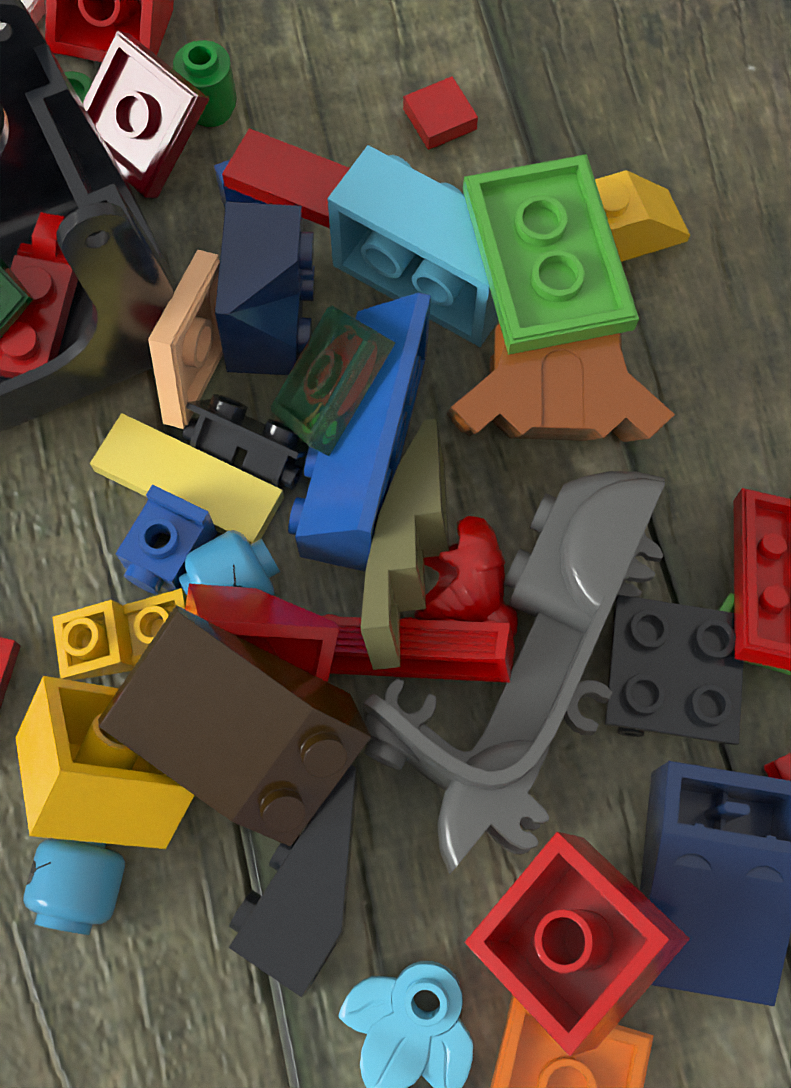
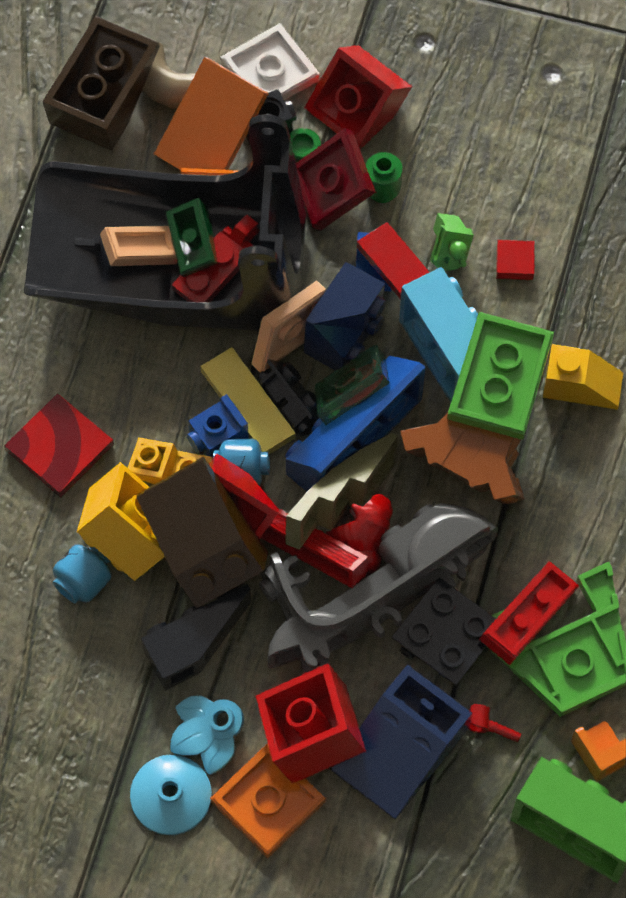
camera: 30 degrees right, 5 degrees down
(348, 123) = (451, 242): none -> bright green piece

